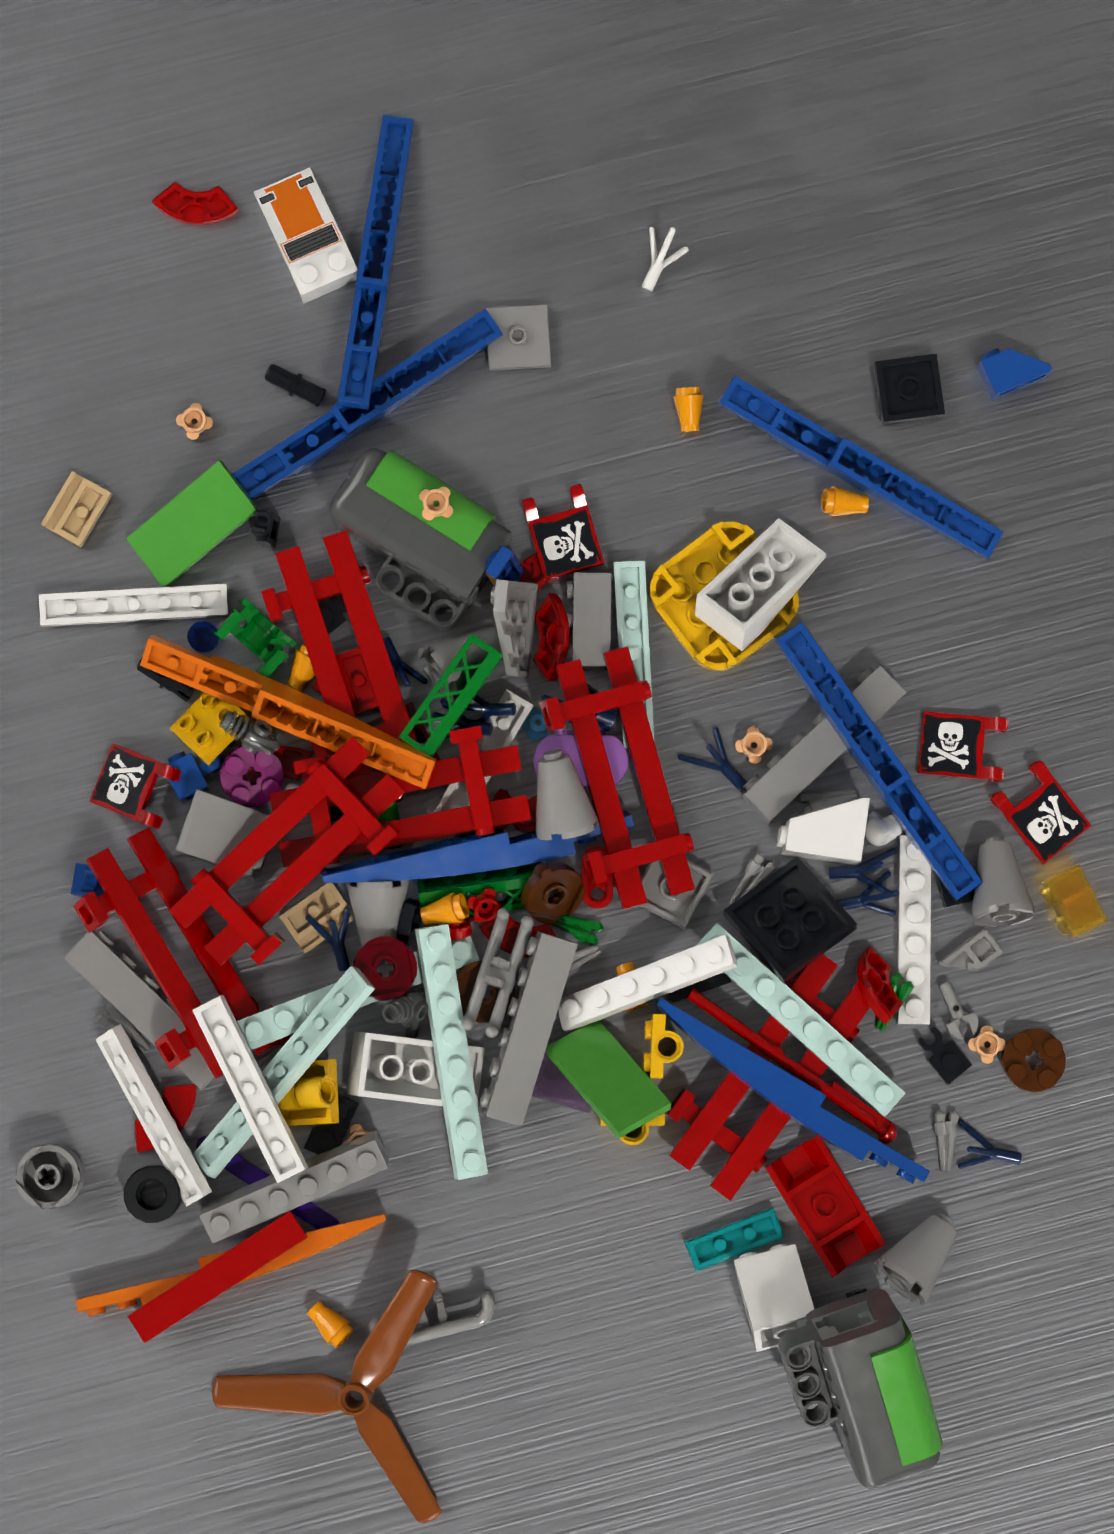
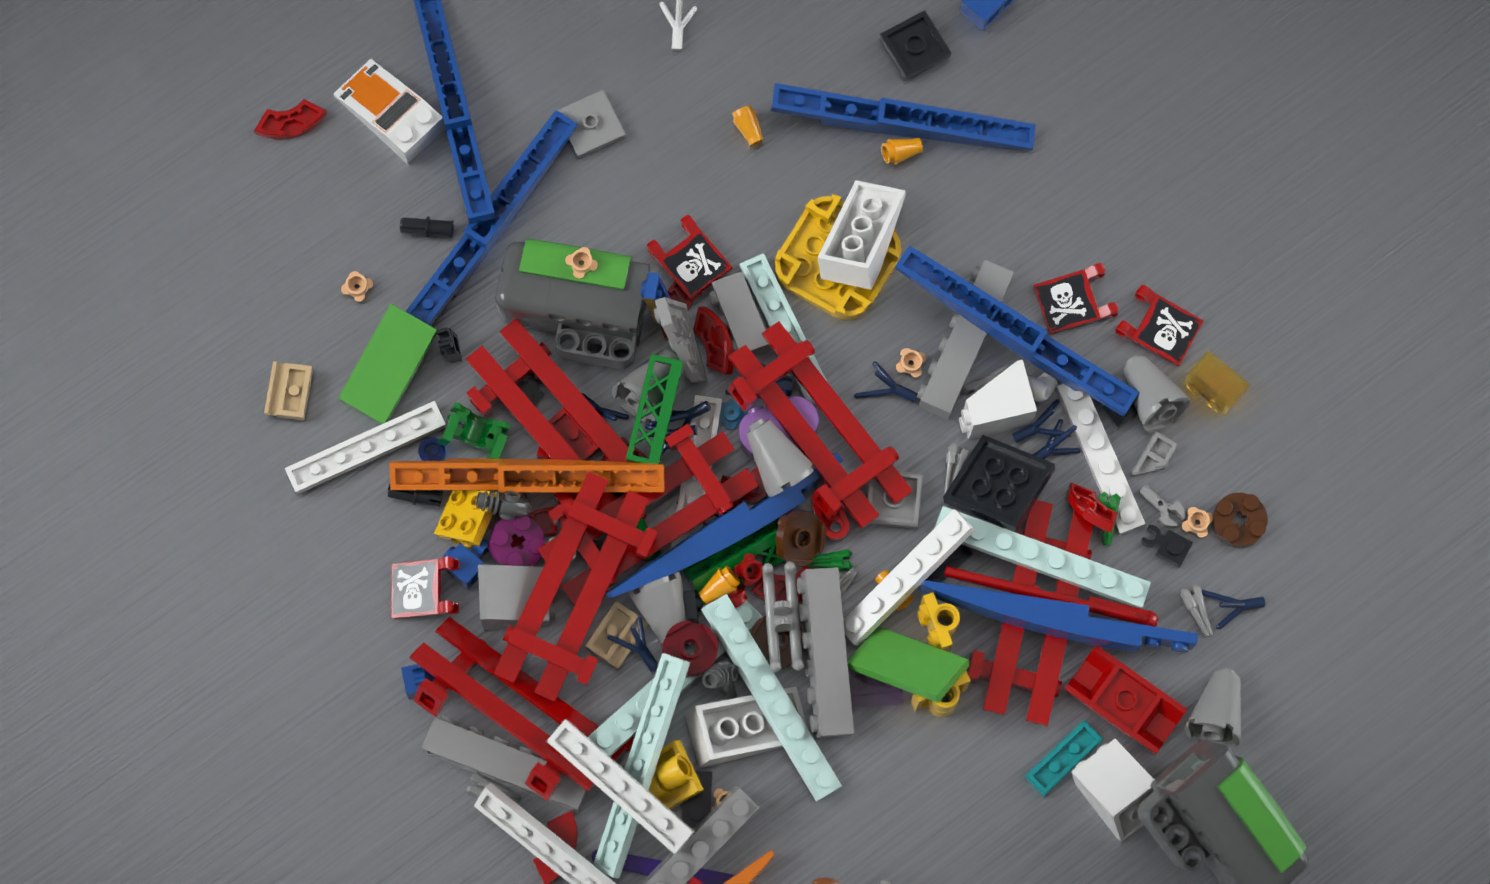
camera: 20 degrees left, 10 degrees down
(301, 670) = (523, 443): light orange cone -> none

